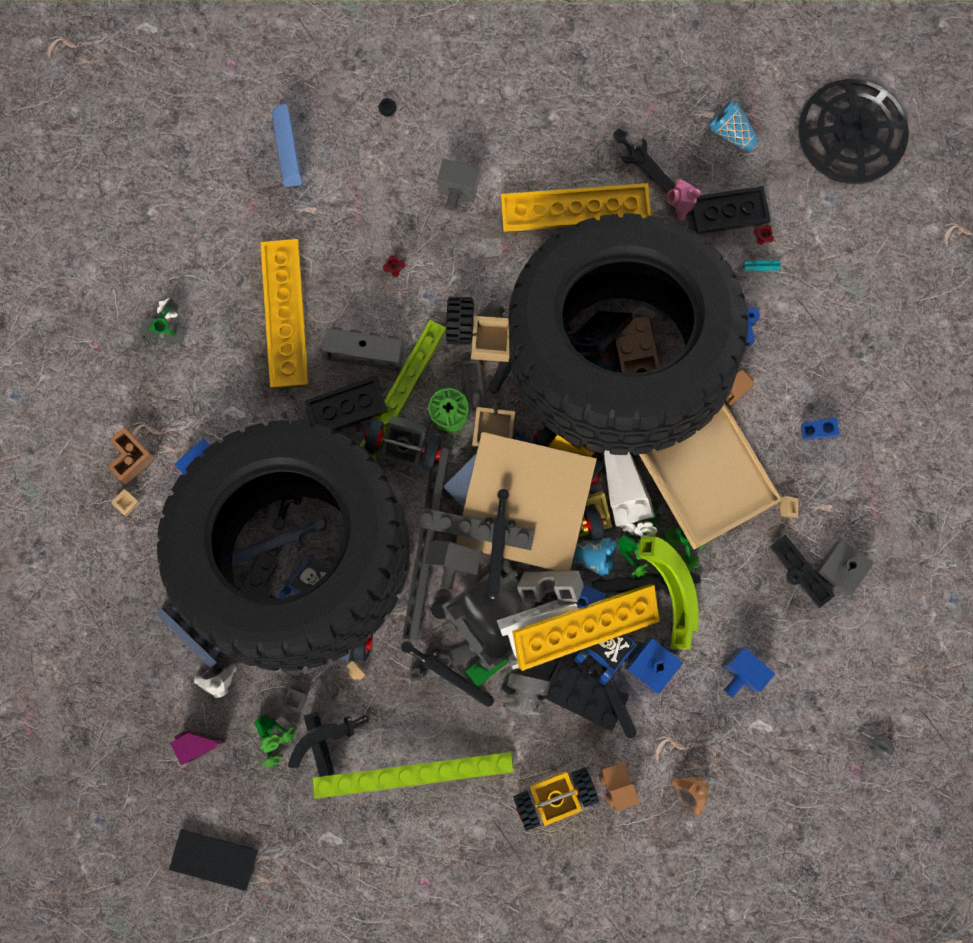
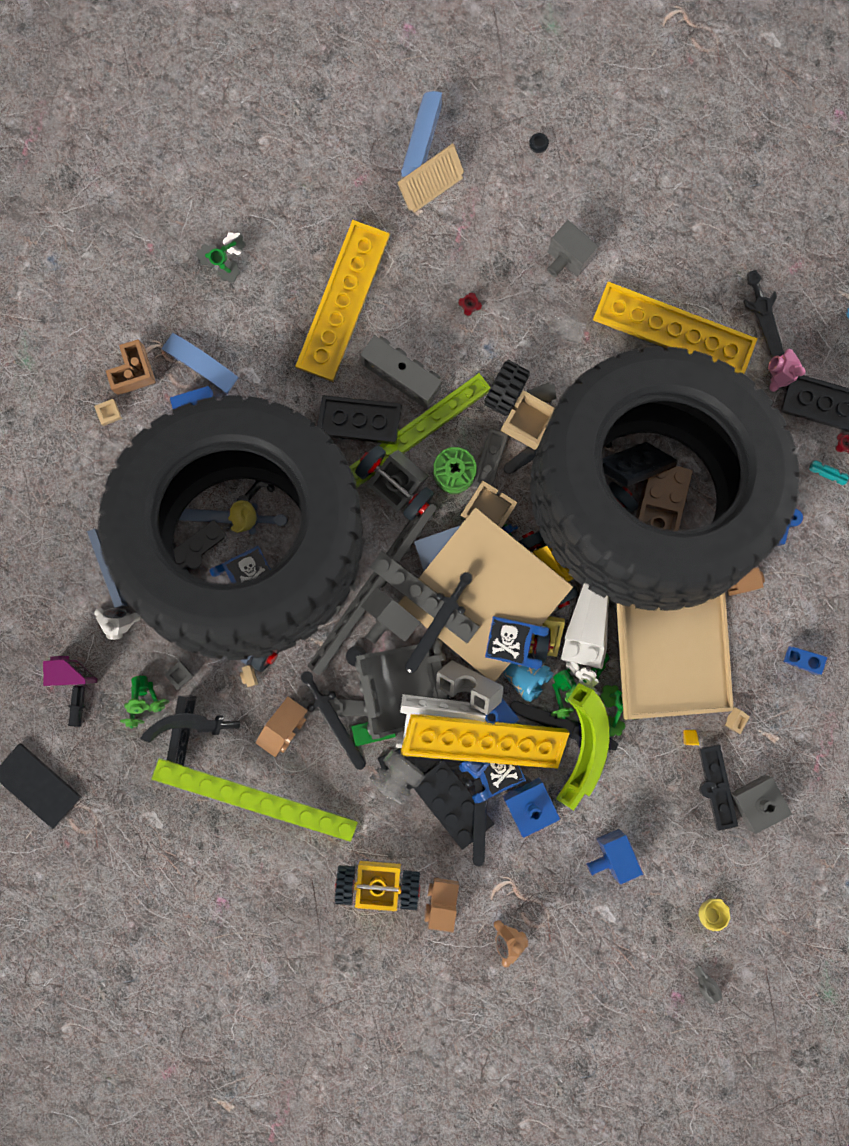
camera: 25 degrees right, 5 degrees up
(185, 422) = (200, 362): none -> medium blue slope
(216, 771) = (76, 706): none -> black axle
(285, 535) = (242, 516): none -> light yellow hair
(311, 177) = (431, 178): none -> tan window
(405, 702) = (280, 728): none -> medium nougat brick
(567, 529) = (511, 641): none -> flag
(589, 653) = (475, 768): none -> blue tile
(758, 540) = (690, 737): none -> yellow piece
(852, 680) = (714, 914): none -> light yellow hair

